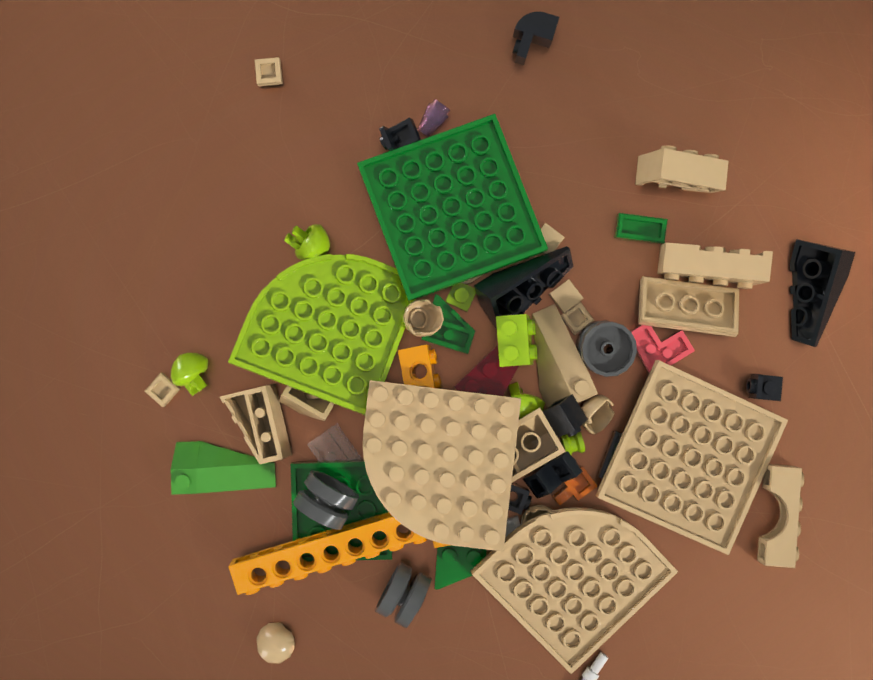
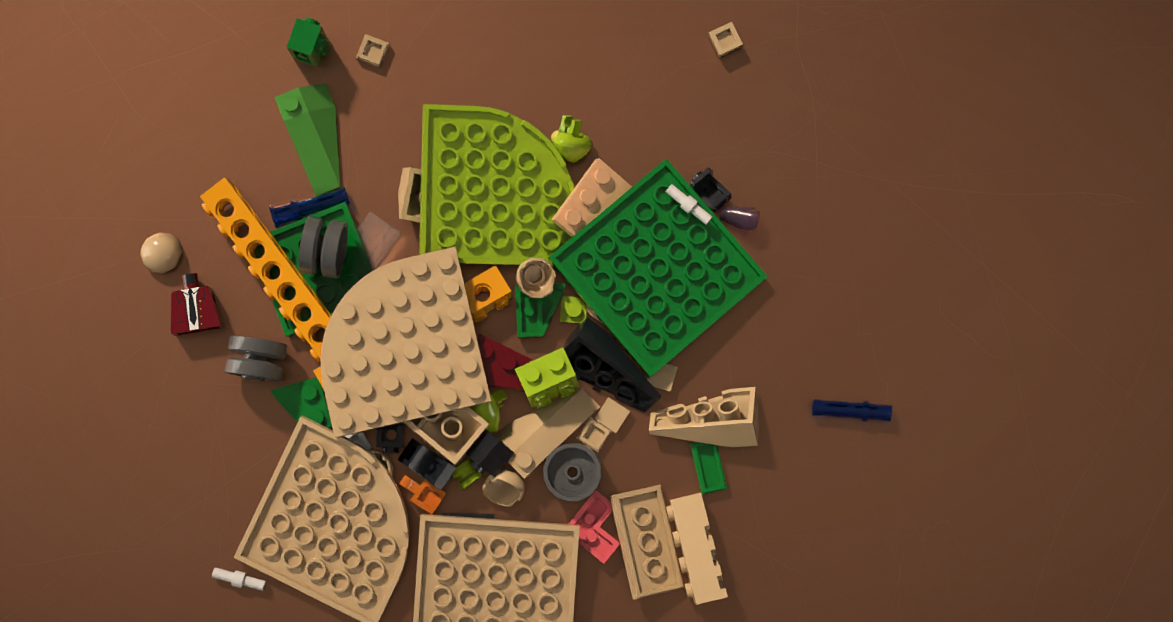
camera: 70 degrees right, 5 degrees down
(131, 445) = (308, 41): none -> green brick
(186, 371) = (398, 68): lime piece -> none
(261, 421) = (376, 158): tan wedge -> none
(281, 509) = (296, 210): none -> clear blue pin
(336, 631) = (194, 308): none -> dark red torso
(366, 241) = (590, 197): none -> light nougat wing
(406, 157) = (688, 204): none -> white bar
(536, 29) = (868, 285): black brick -> none
(605, 204) = (721, 421): none -> tan wedge
(642, 75) = (852, 410): none -> clear blue pin
(682, 170) = (781, 485): tan wedge -> none

